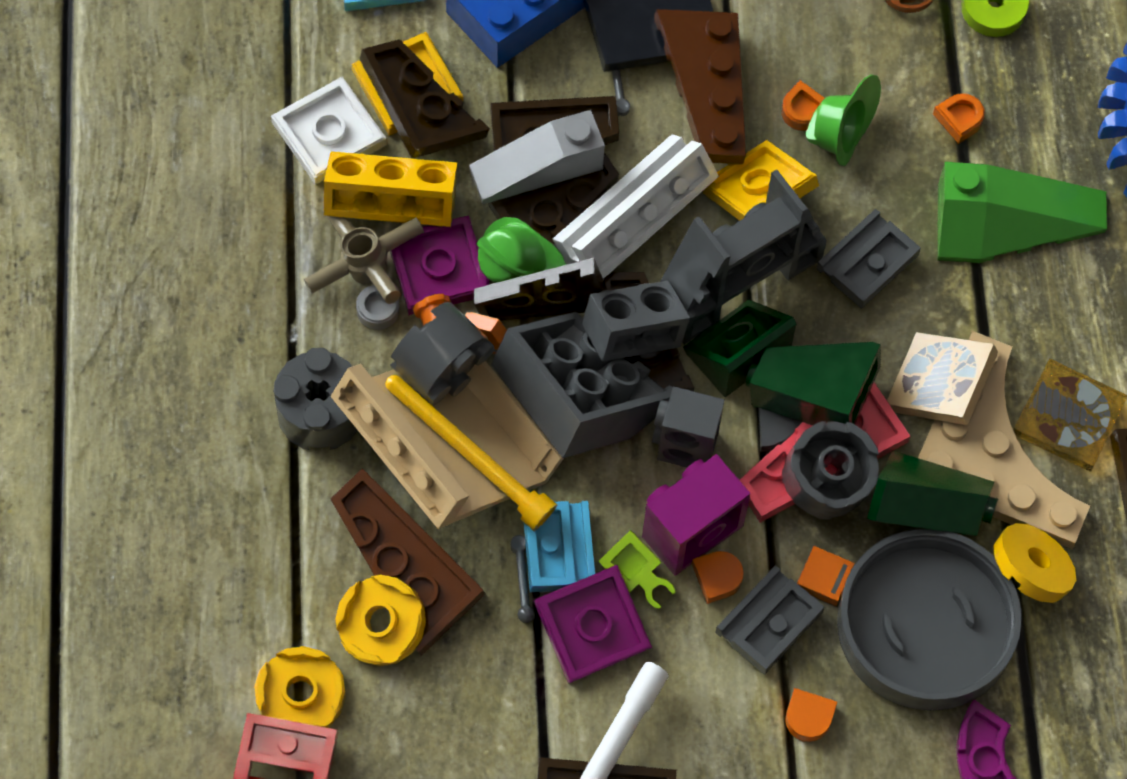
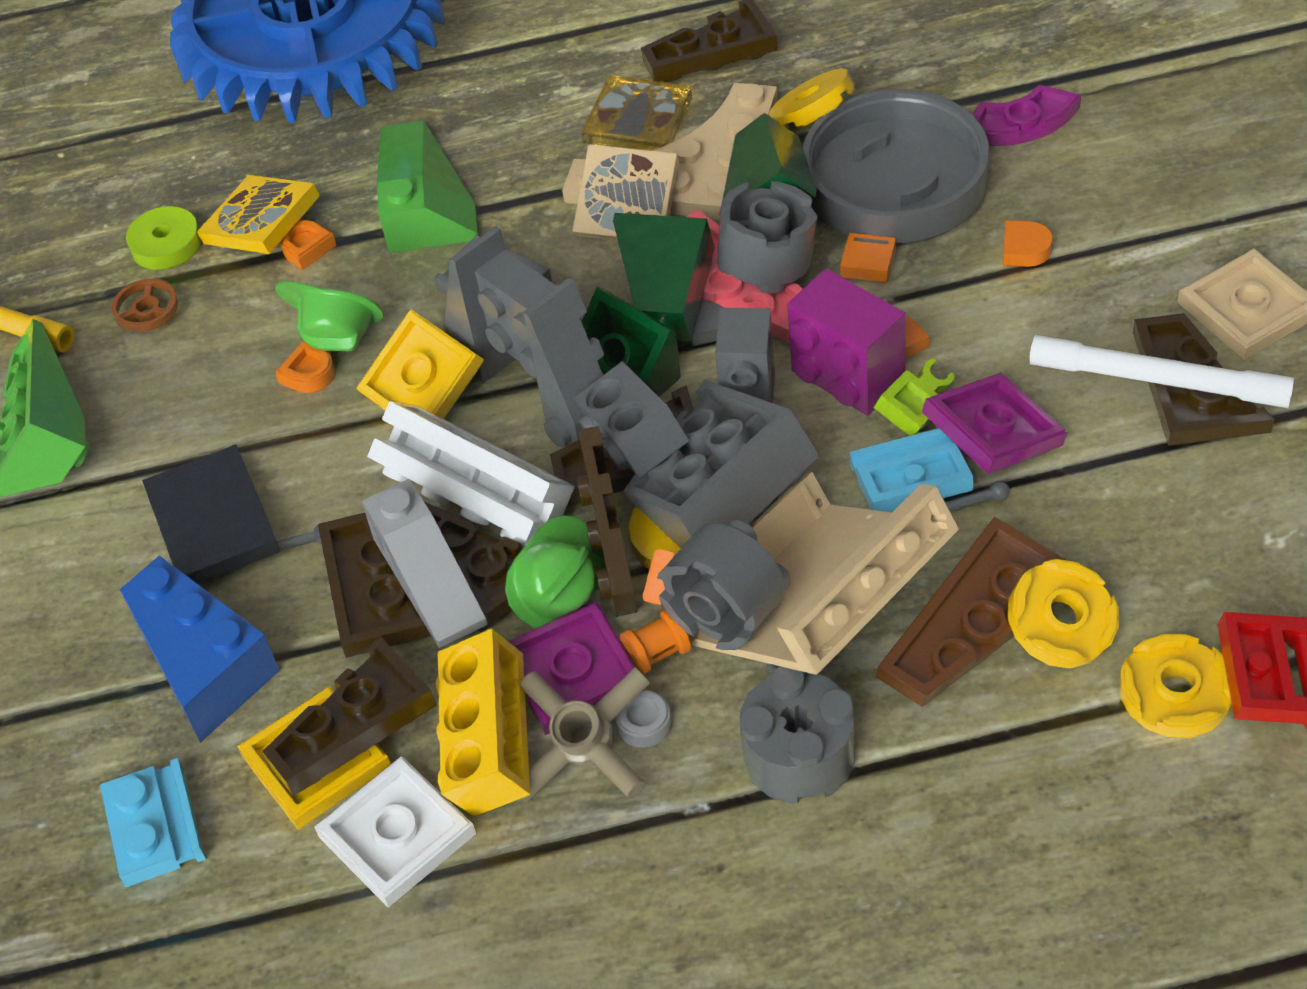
camera: 90 degrees left, 15 degrees down
(533, 506) = (883, 479): yellow piece -> none
(708, 77) = (260, 444): reddish brown wing -> none
(770, 620) = (935, 284): dark grey plate -> none
(999, 78) = (258, 214): none -> yellow tile

